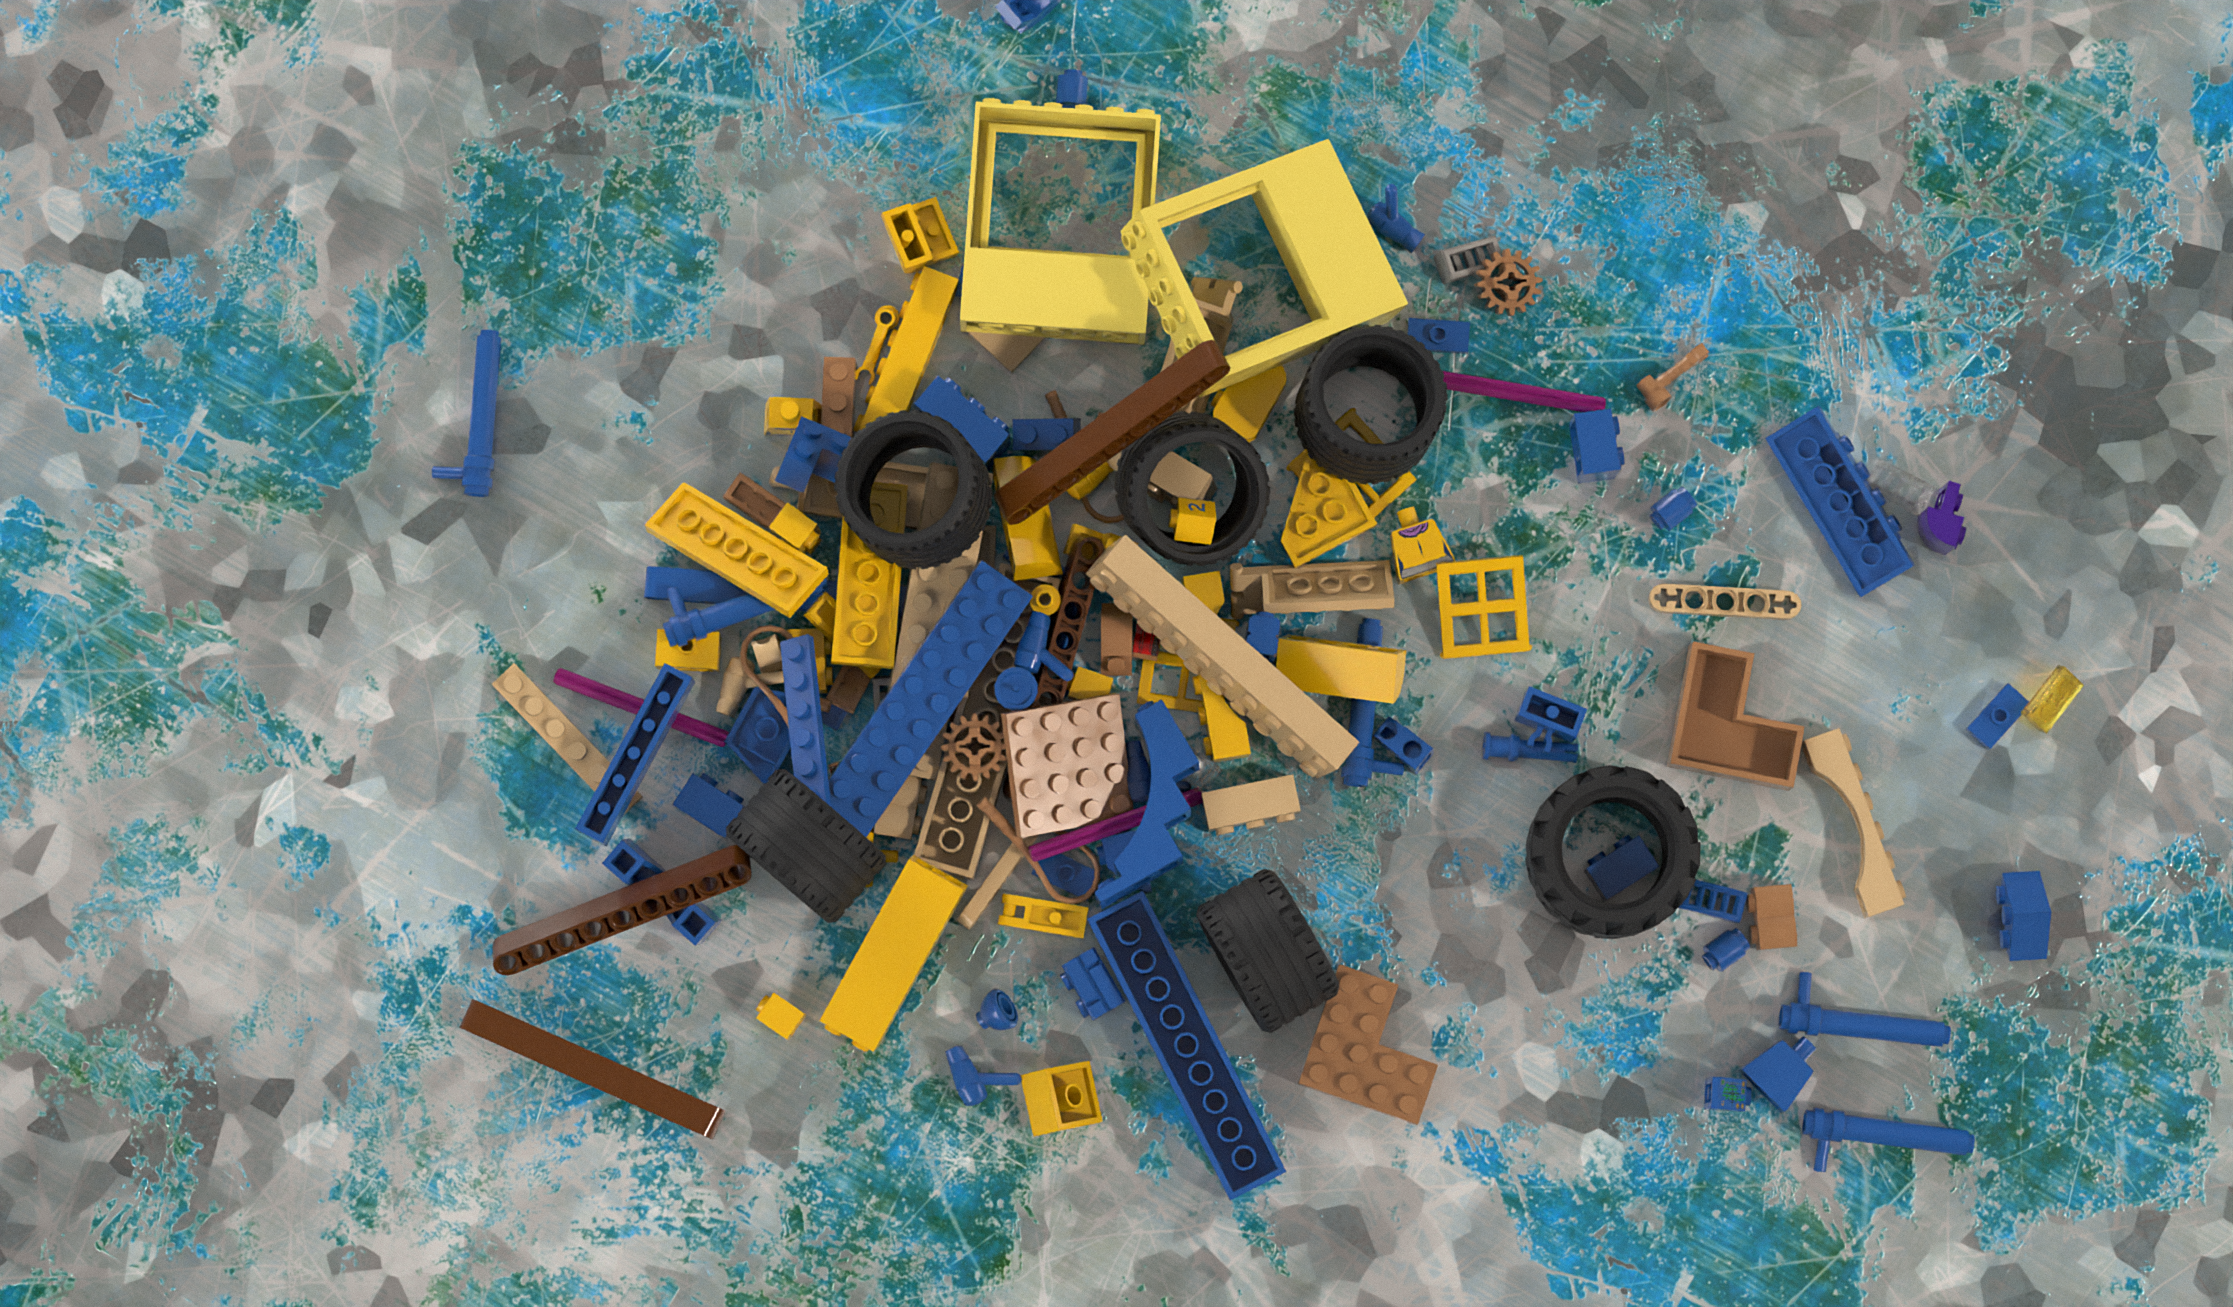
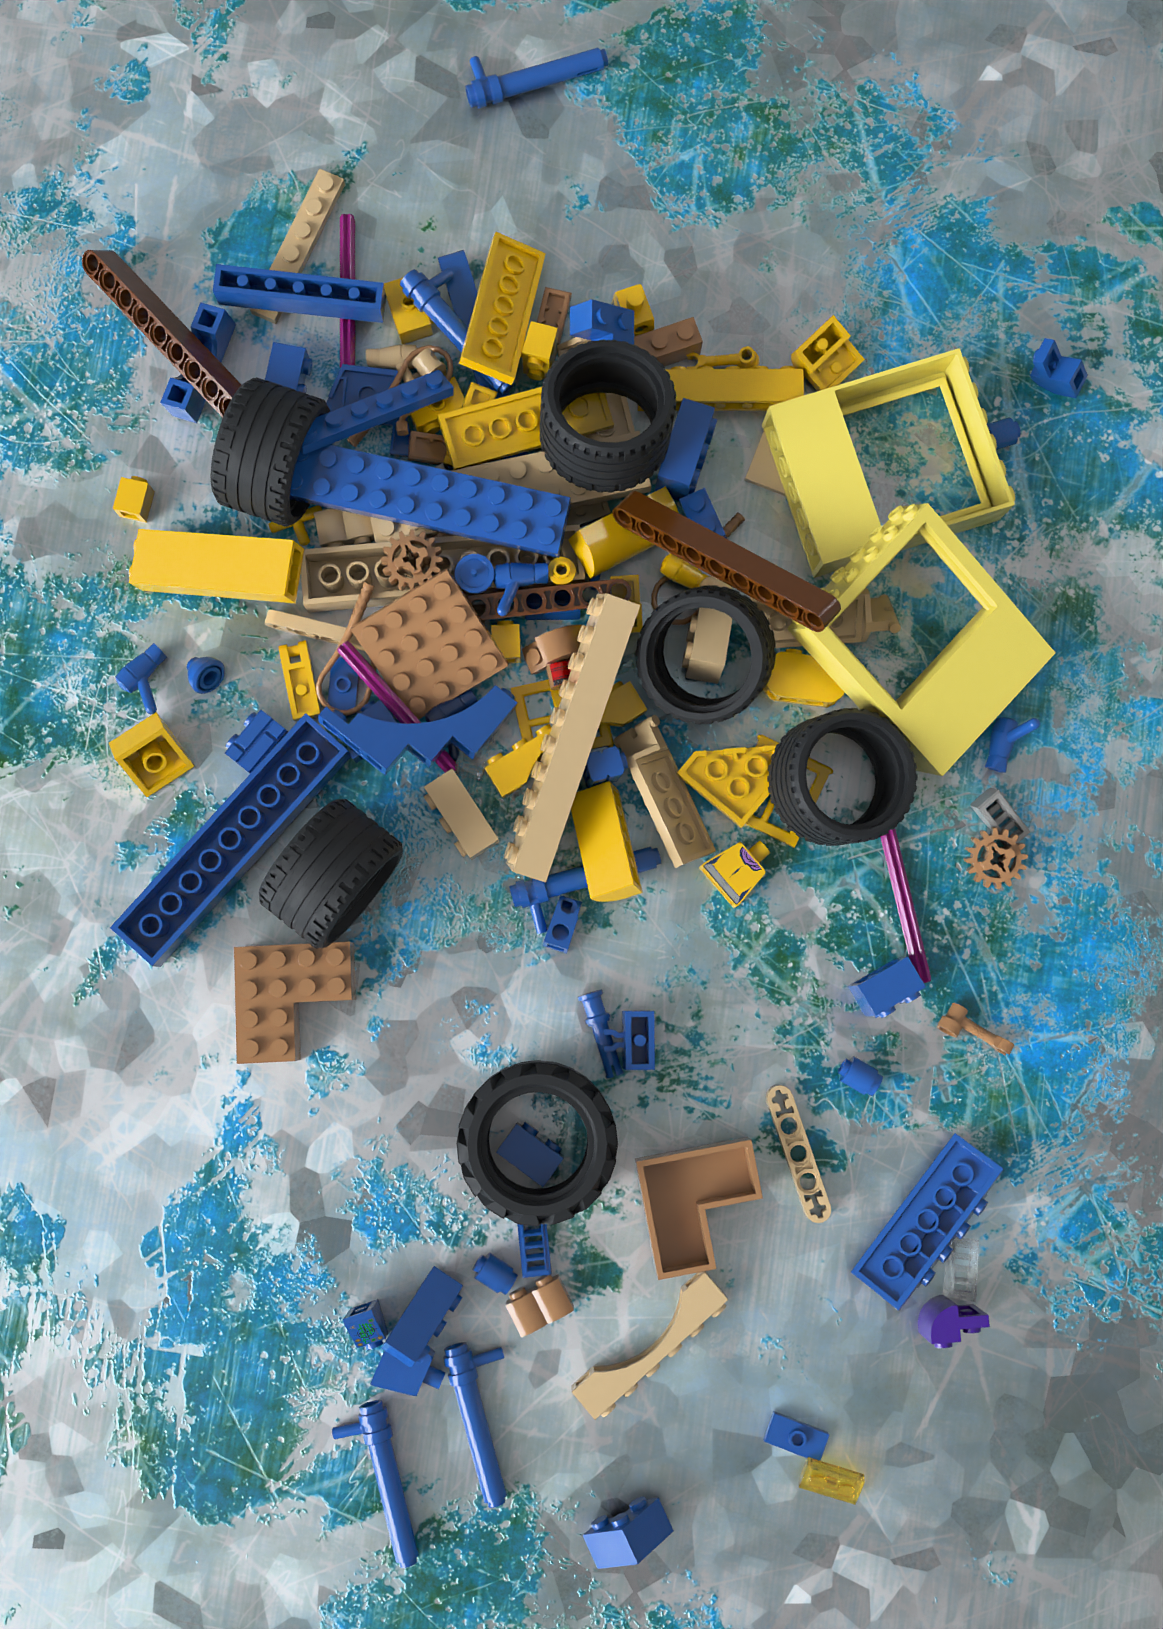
camera: 60 degrees right, 0 degrees up
(592, 1069) = (34, 368): reddish brown beam -> none
(1193, 520) = (678, 664): yellow brick -> none
(1440, 334) = (925, 819): blue plate -> none
(1482, 606) = (708, 945): yellow window -> none
(1740, 1033) = (423, 1318): none -> blue brick

